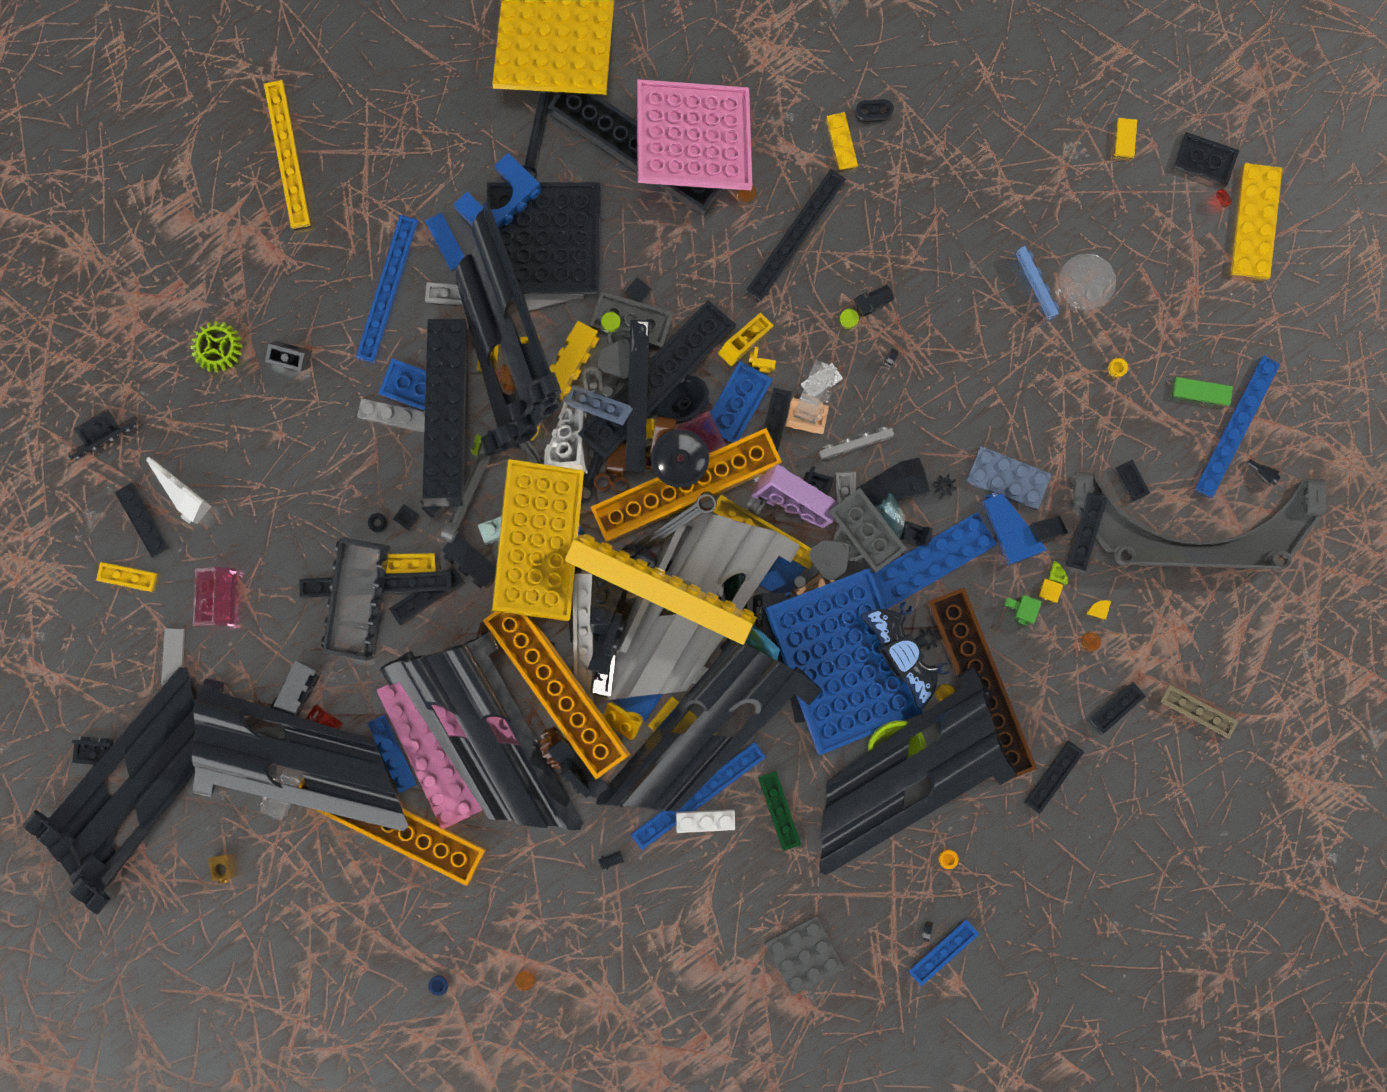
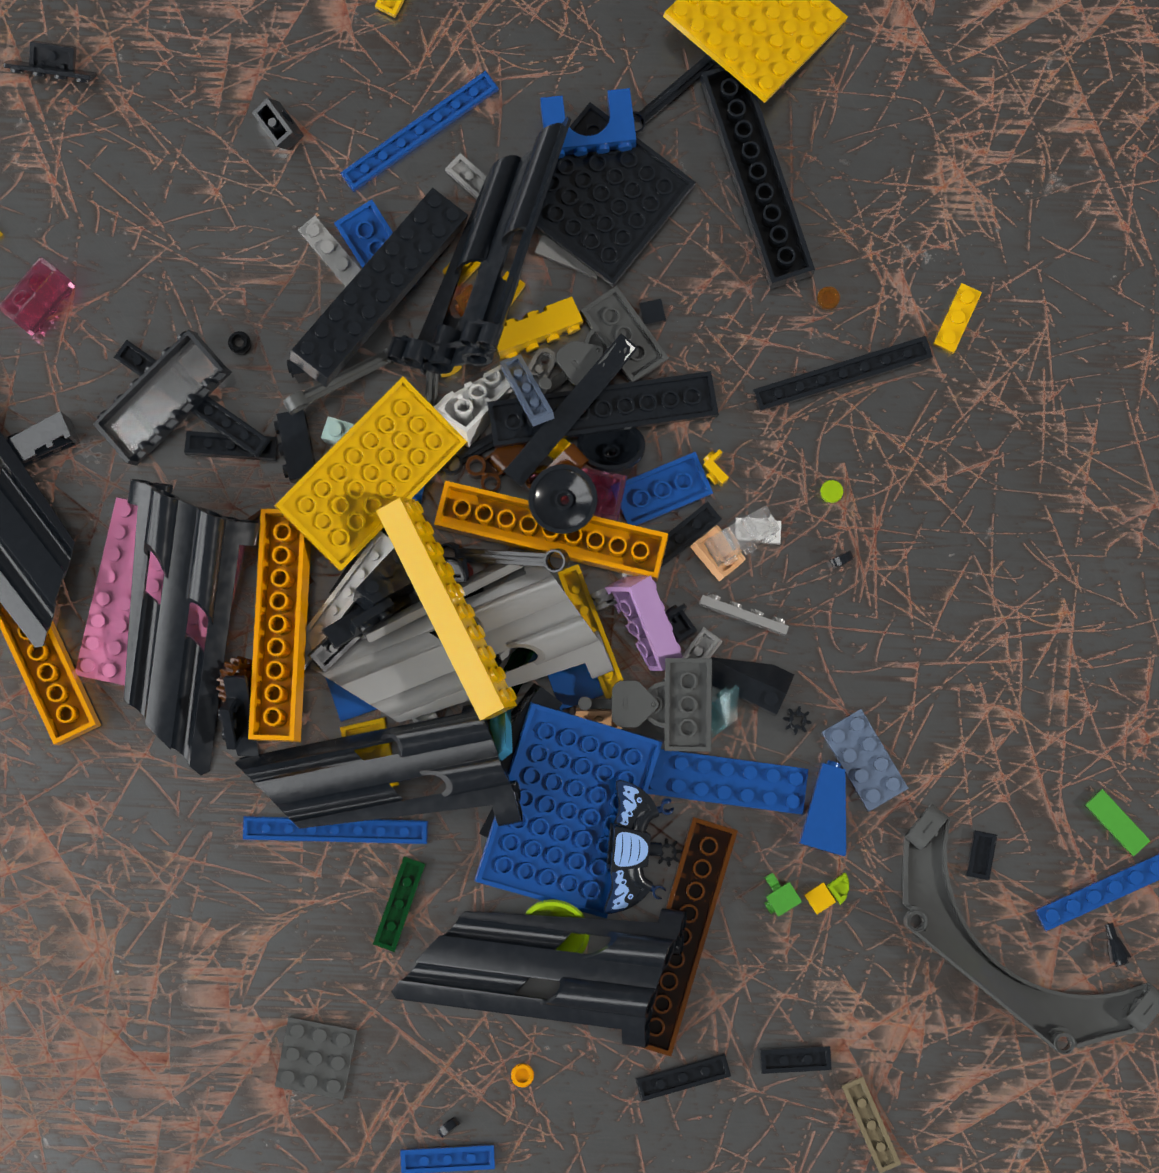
camera: 40 degrees right, 0 degrees up
(142, 520) = (27, 174): black plate -> none
(184, 499) = (79, 185): white wedge -> none
(210, 350) = (202, 63): lime gear -> none
(324, 718) = (47, 487): clear red bracket -> none
(392, 753) = (84, 568): blue plate -> none
(406, 517) = (269, 358): black plate -> none
(411, 563) = (240, 404): yellow plate -> none
(445, 240) = (509, 126): blue tile -> none
(477, 446) = (386, 342): lime tile -> none
(524, 980) = (40, 875): clear orange tile -> none
(610, 322) = (601, 321): lime tile -> none
(610, 860) = (206, 826): black pin -> none
(625, 723) = (319, 707): yellow plate -> none
(693, 135) = (818, 204): bright pink plate -> none
(705, 821) = (323, 858): white plate -> none
(745, 339) = (716, 435): yellow slope -> none
(871, 301) = (862, 491): black piece -> none
(873, 108) = (1013, 309): black plate -> none
(916, 534) = (733, 744): black bracket -> none
(943, 691) = (643, 913): yellow tile -> none
(1034, 276) = (1037, 604): medium blue plate -> none
(1048, 529) = (863, 838): black tile -> none
(1086, 531) = (898, 868): black plate -> none
(1087, 282) = (1088, 632): clear tile -> none
(1090, 641) = (820, 976): clear orange tile -> none
(1099, 609) = (852, 952): yellow tile -> none
(1118, 367) = (1053, 736): yellow tile -> none

